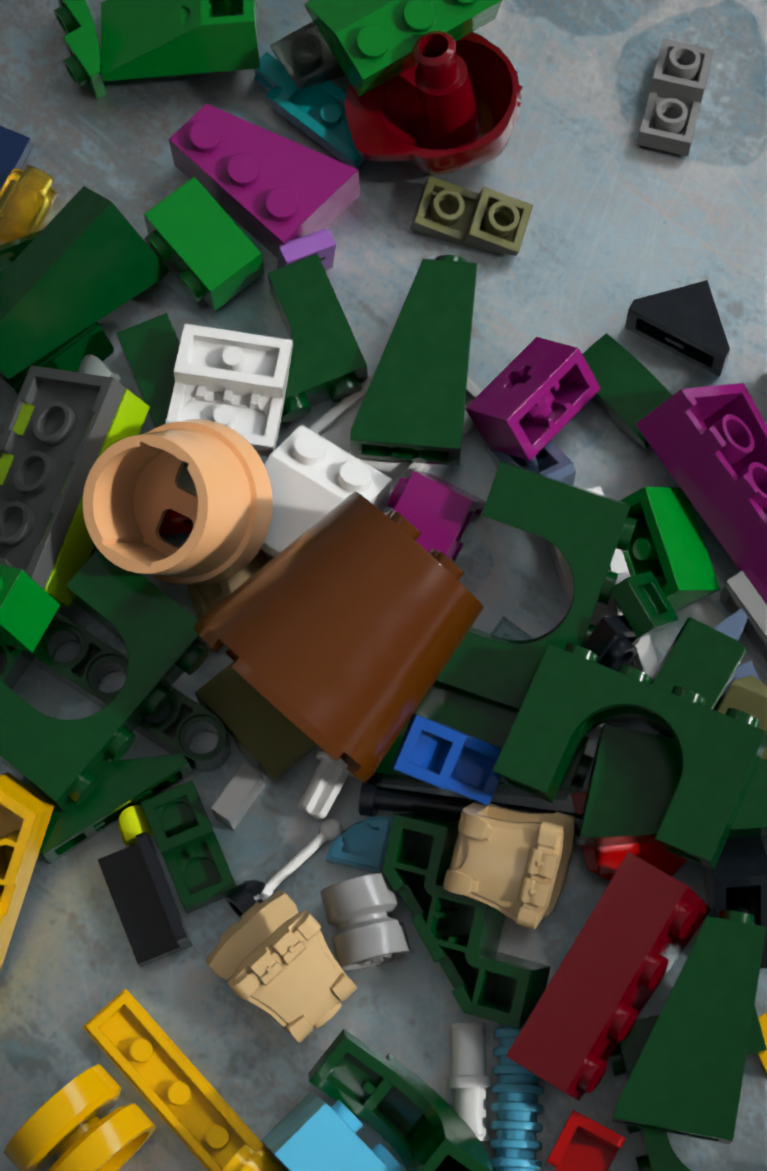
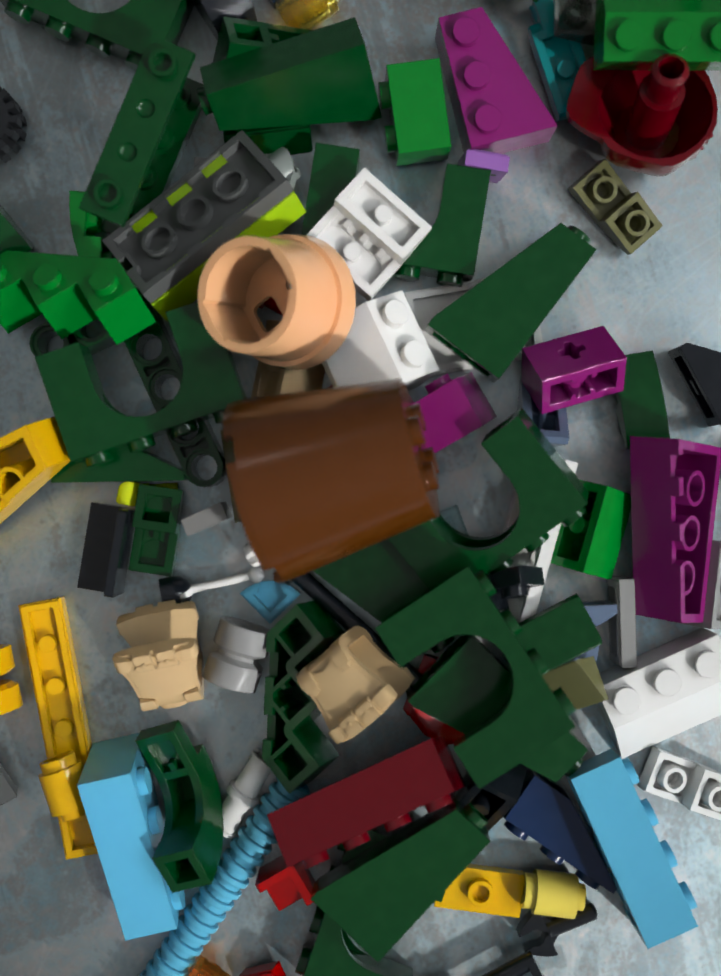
camera: 25 degrees right, 15 degrees up
(448, 759) = (355, 594): blue slope -> none
(644, 604) = (552, 568): dark green tile -> none

